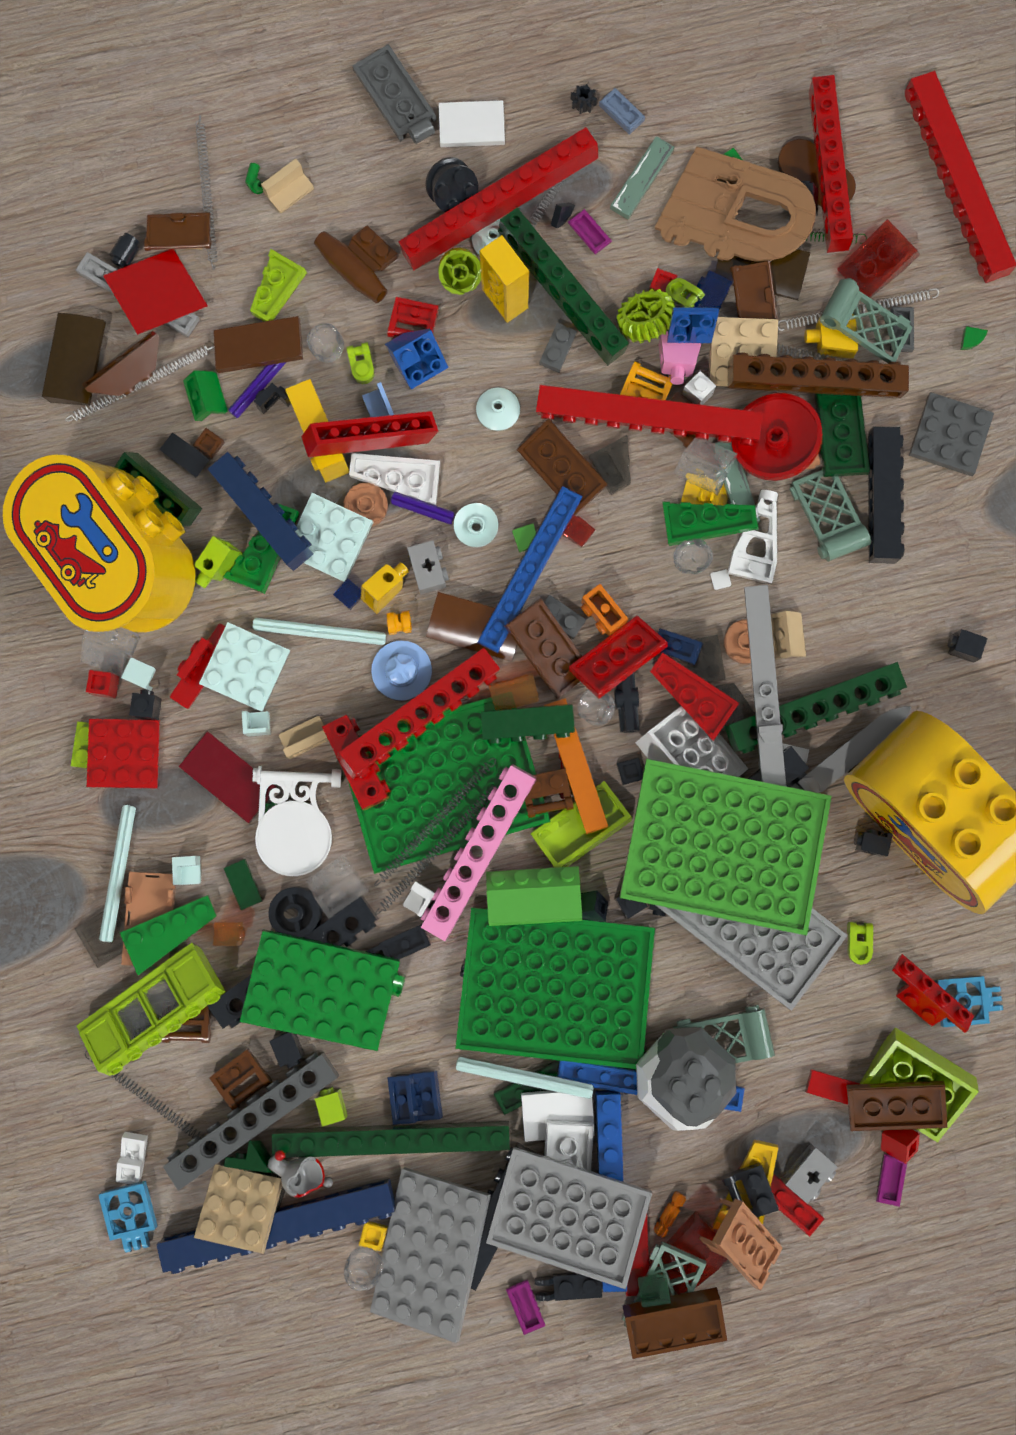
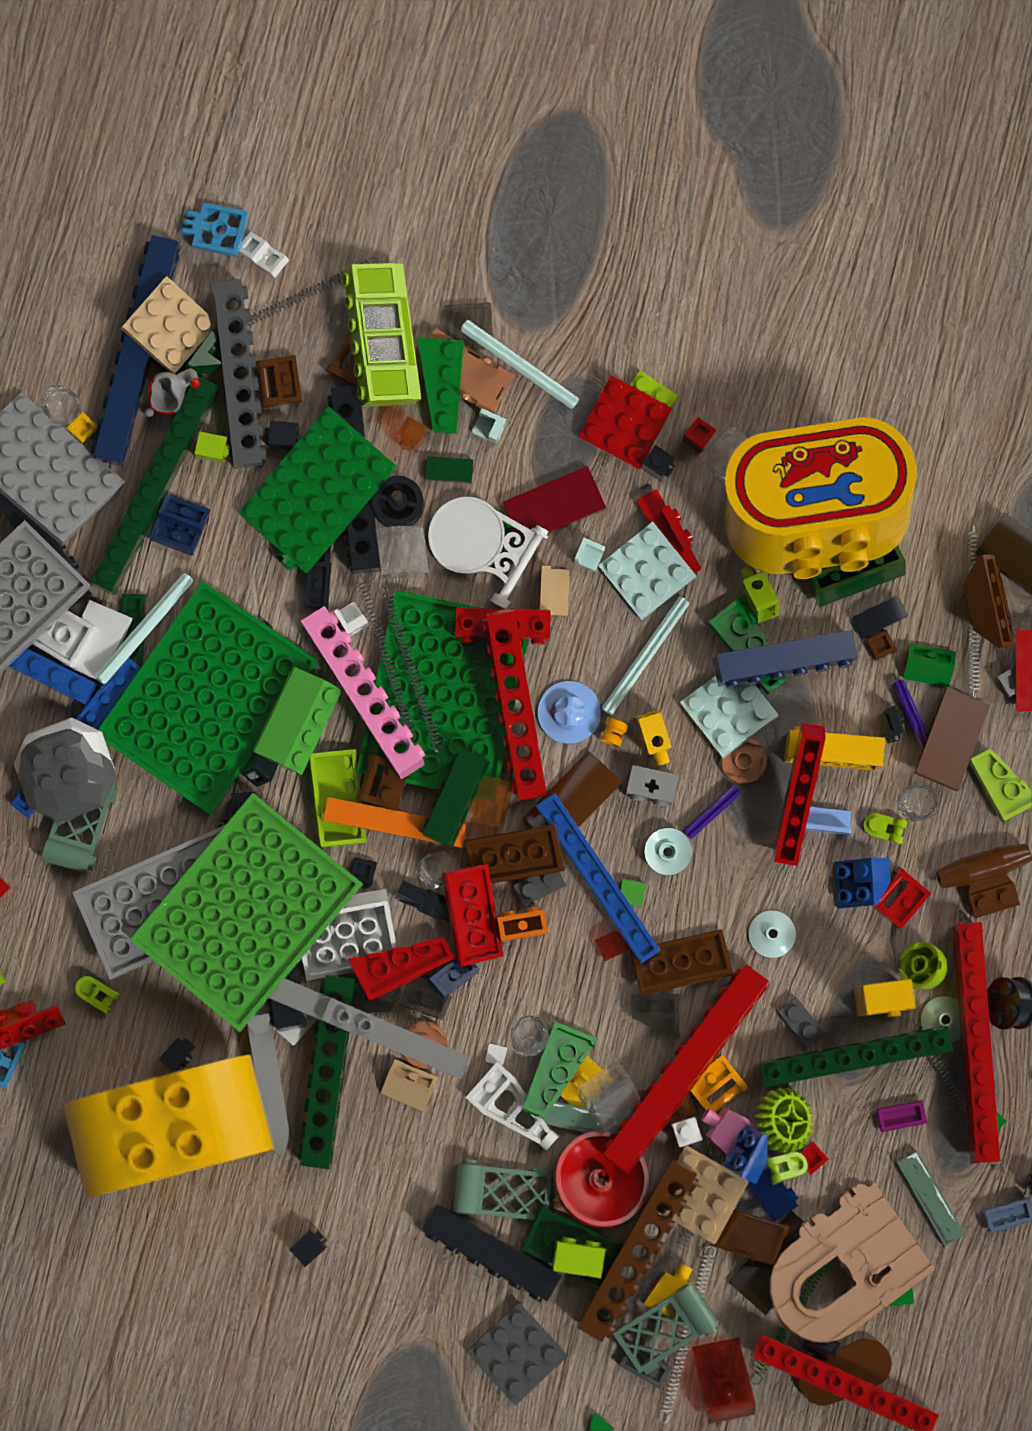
camera: 115 degrees right, 0 degrees up
(138, 673) = (691, 472): light aqua panel -> none
(348, 594) = (666, 700): clear blue tile -> none
(403, 475) = (751, 810): white wing -> none
(561, 214) = (933, 1098): black tile -> none
(851, 420) = (578, 1258): none -> lime brick

